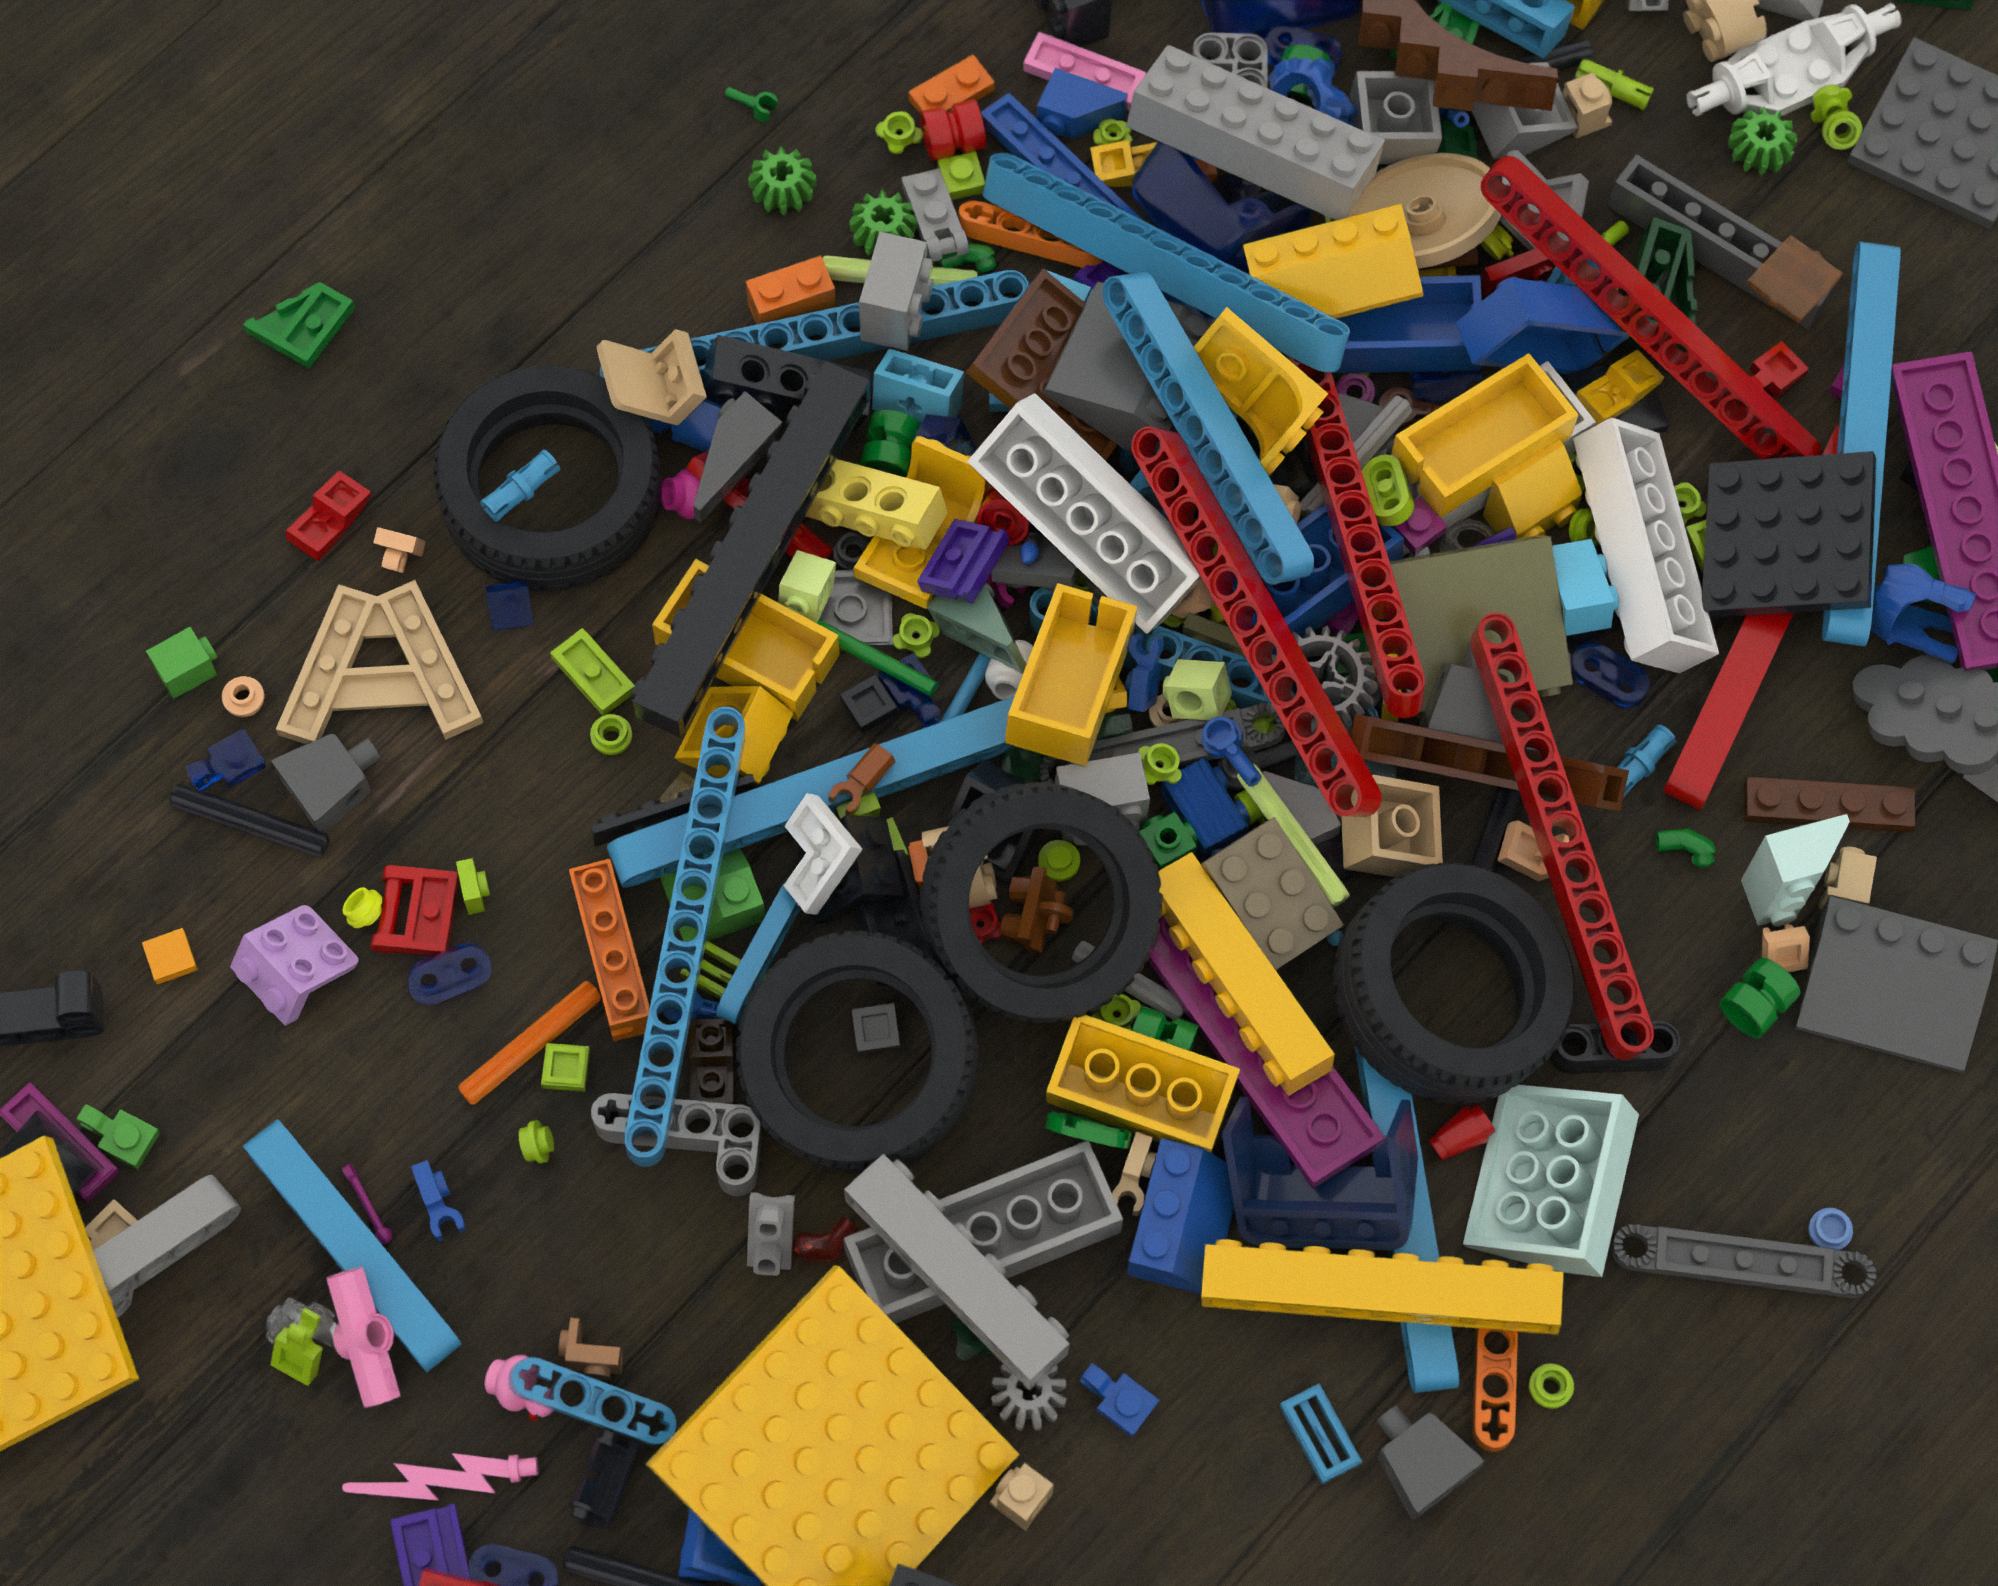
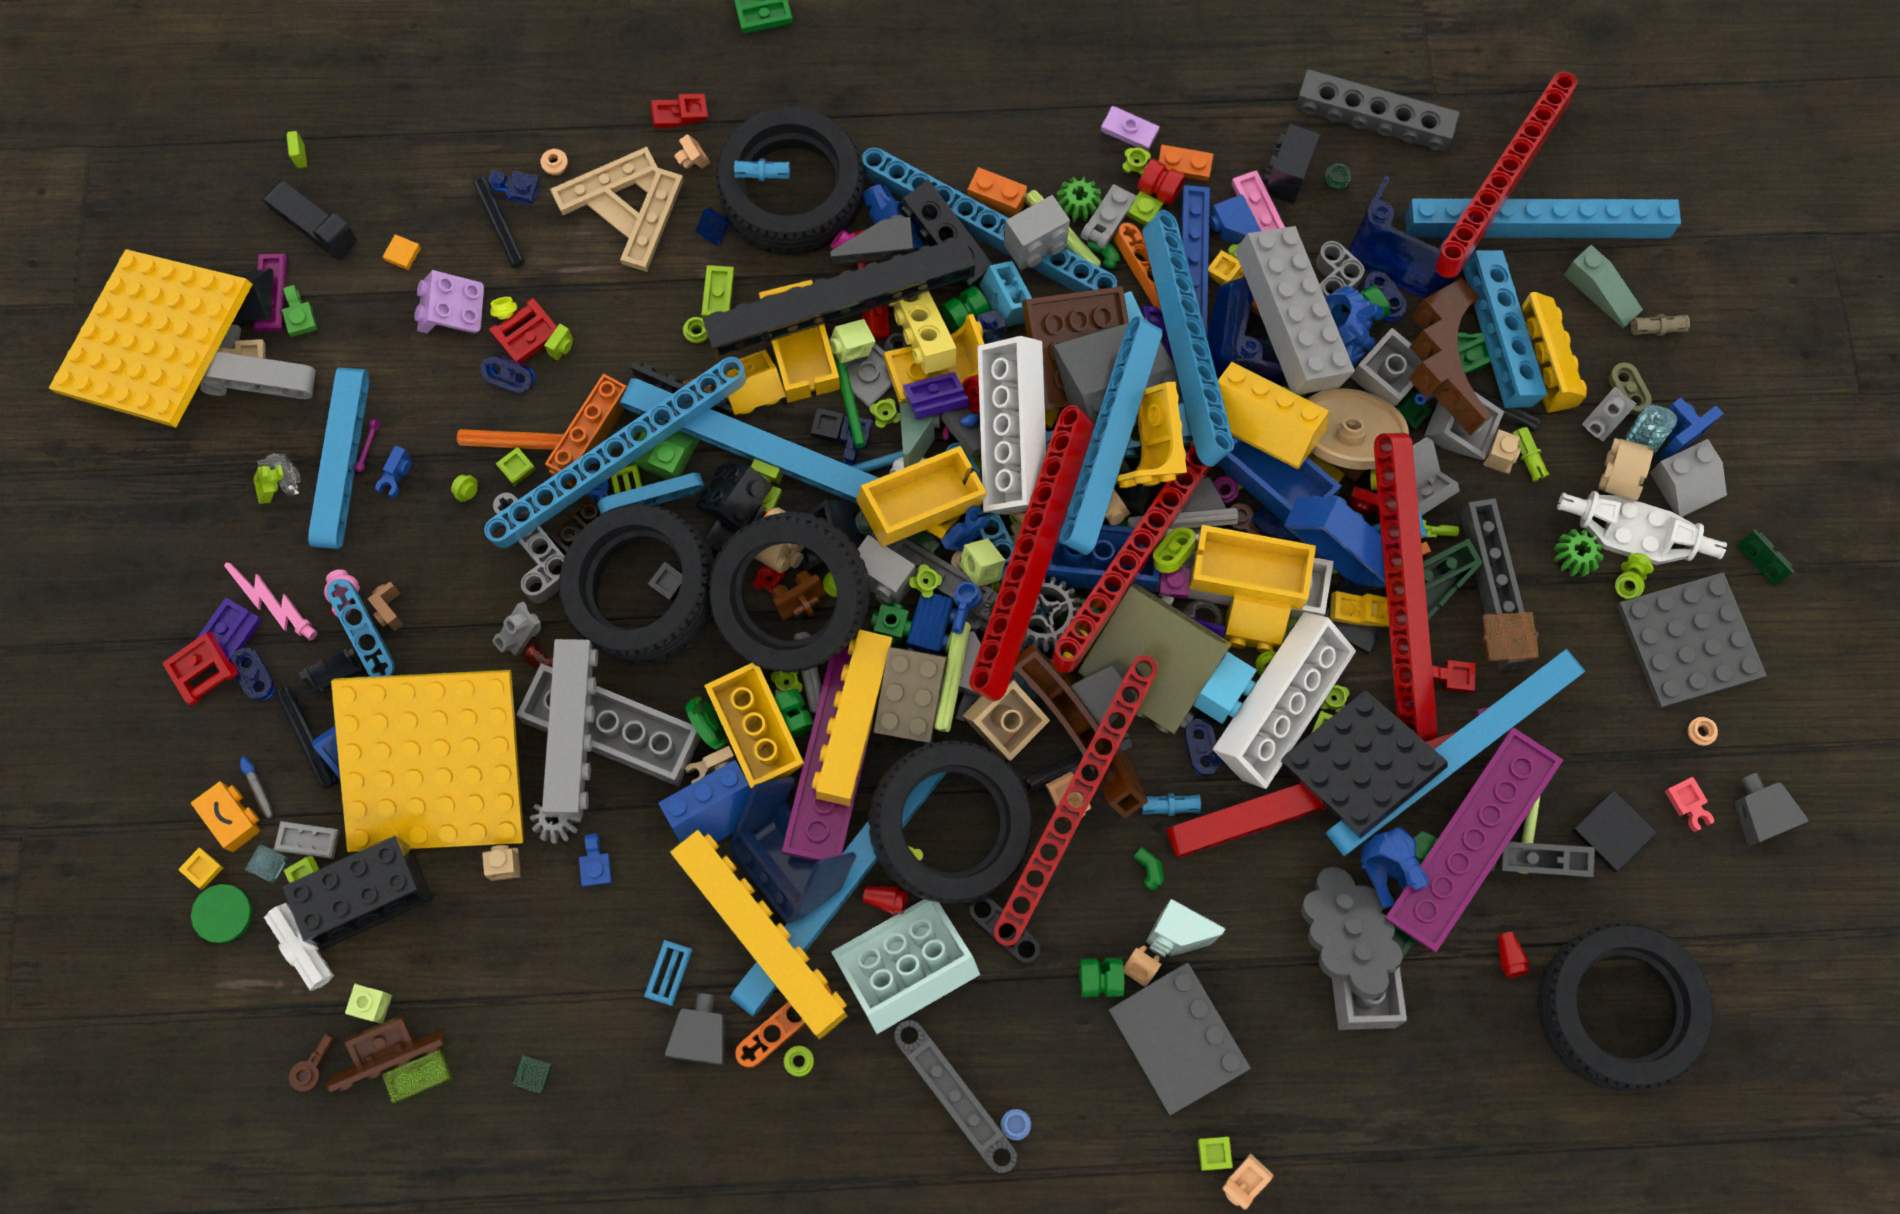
camera: 45 degrees right, 5 degrees up
(183, 661) = (543, 121): bright green brick -> none
(326, 778) = (548, 233): dark grey torso -> none
(363, 1336) = (289, 518): bright pink piece -> none
(653, 384) = (875, 172): tan bracket -> none
(763, 98) = (1082, 86): green hand -> none
(782, 181) = (1052, 135): bright green gear -> none
(828, 853) = (721, 474): white plate -> none
(854, 104) = (1129, 128): none -> lavender plate
(863, 777) = (776, 455): dark orange bar -> none
(1813, 801) = (1246, 918): reddish brown plate -> none
(1850, 877) = (1212, 964): tan brick -> none

